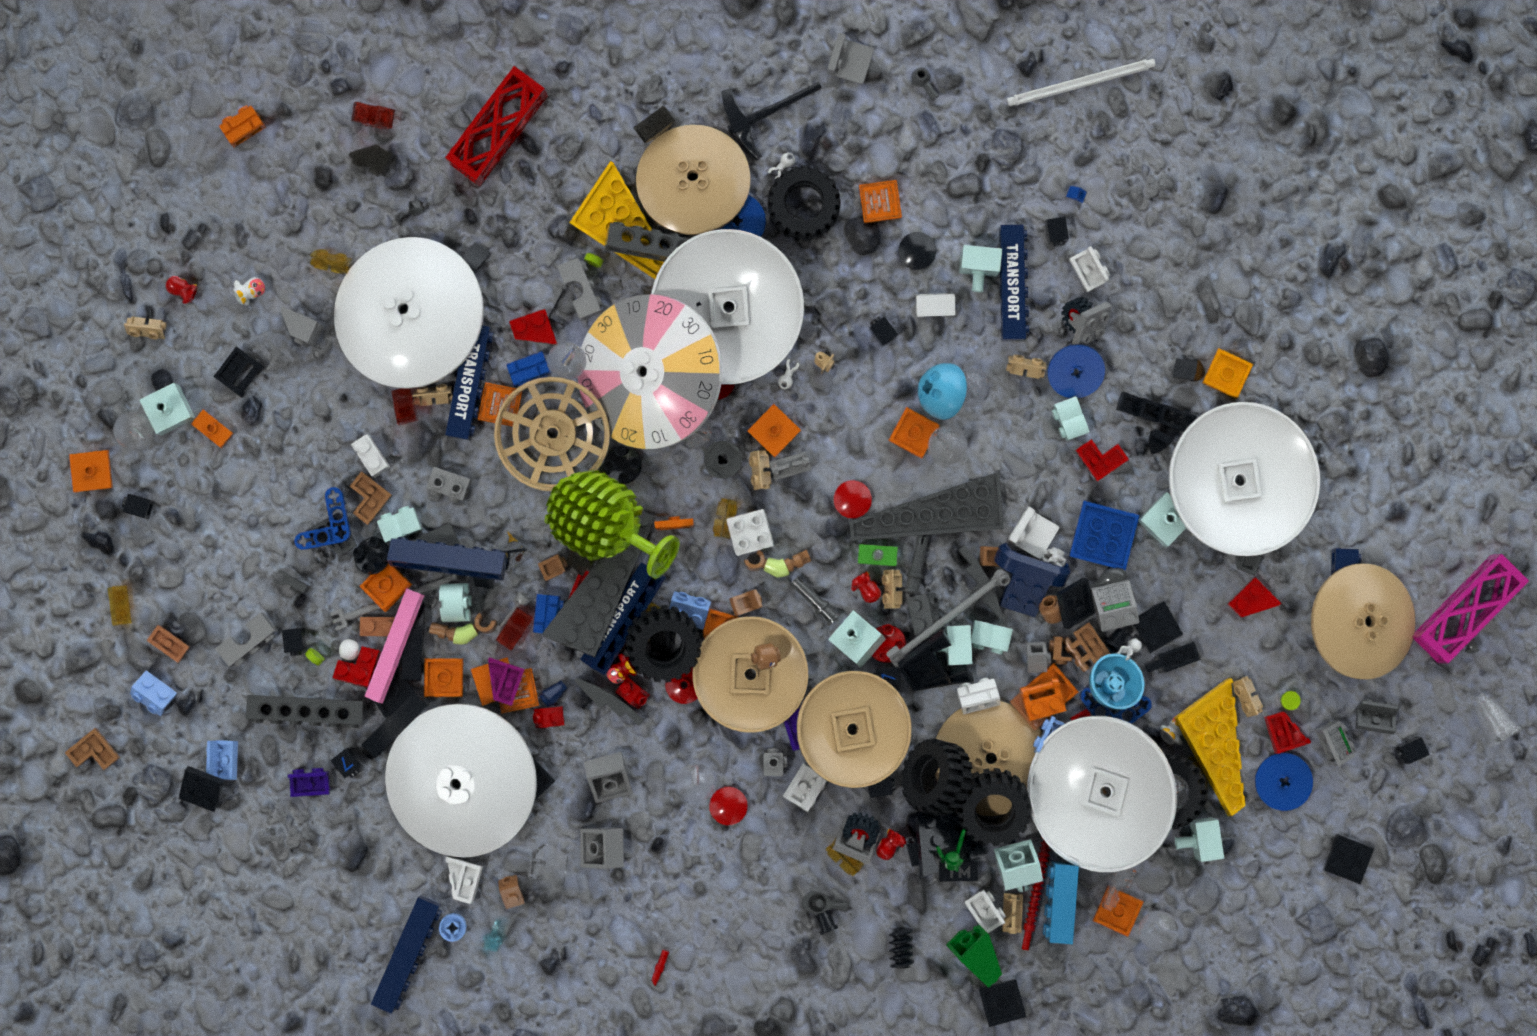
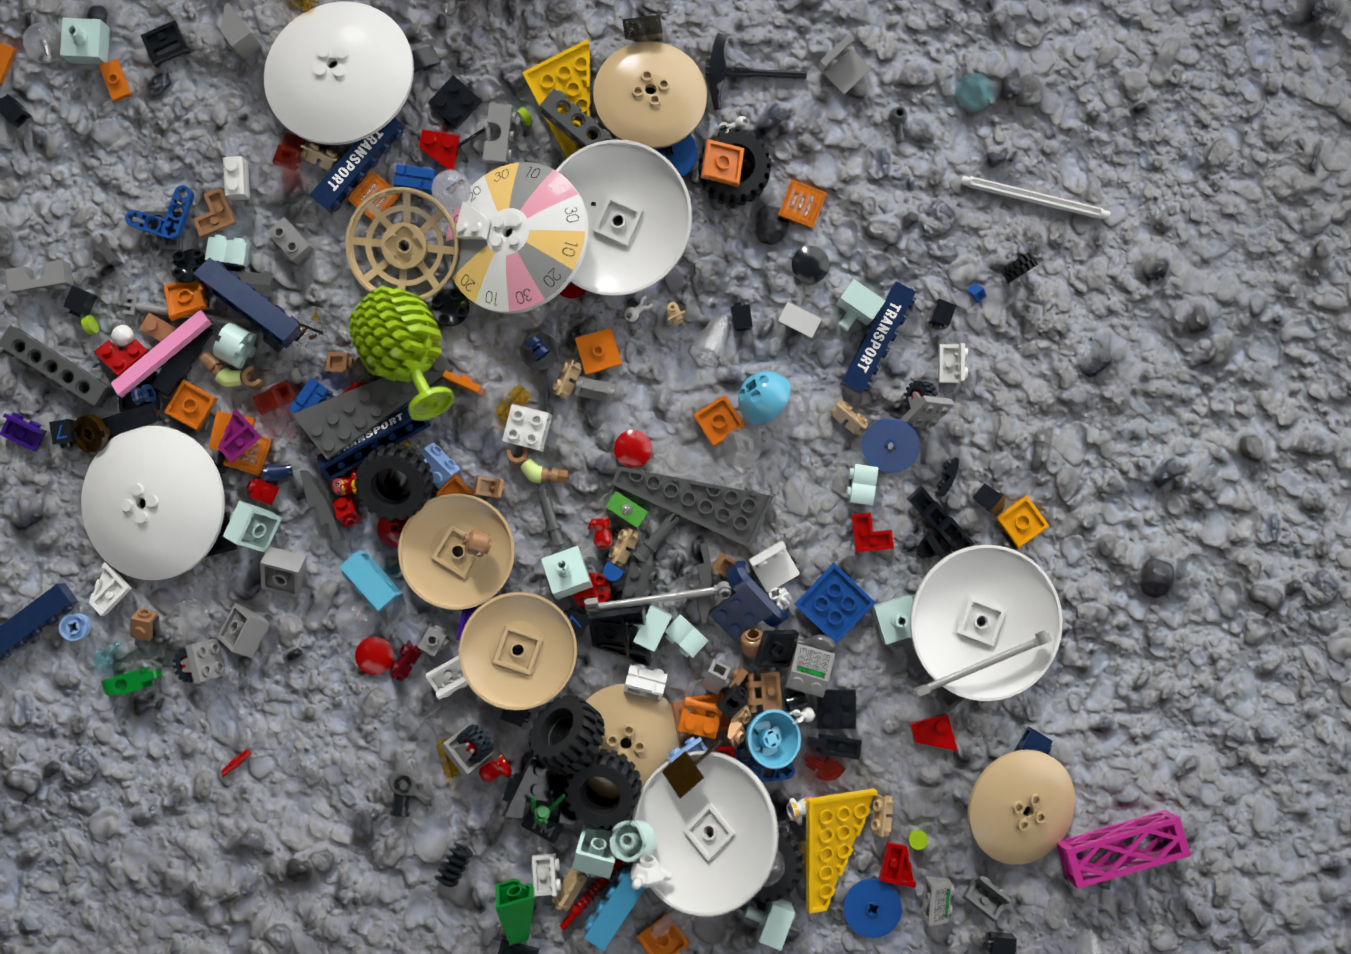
camera: 25 degrees right, 0 degrees up
(378, 743) = (99, 431): none -> dark brown plate
(400, 690) = (143, 395): none -> dark blue wheel
(523, 280) = (454, 101): none -> black plate
(529, 946) = (130, 681): none -> green piece
(560, 752) = (252, 526): none -> light aqua brick
(580, 896) = (199, 662): none -> light grey plate
(604, 381) = (471, 223): none -> white wing
(690, 741) = (370, 580): none -> medium azure brick
(717, 455) = (537, 348): none -> dark blue wheel
(756, 787) = (400, 667): none -> dark red hinge
(793, 207) = (722, 162): none -> orange plate
(870, 366) = (712, 341): none -> clear cone
(895, 616) = (612, 571): none -> blue brick
(976, 18) = (974, 92): none -> clear light blue tile
(1045, 836) = (632, 840): none -> light aqua brick
(1056, 753) = (684, 773): none -> dark brown piece
(1065, 675) = (729, 706): none -> black brick
(1073, 854) = (648, 872): none -> white rock
(1080, 692) = (736, 730): none -> light nougat slope
(1101, 153) = (1019, 267): none -> black tyre
(1140, 364) = (949, 471): none -> black slope
(1179, 683) = (827, 769): none -> clear red brick
(1298, 465) = (1041, 638): none -> light grey hinge

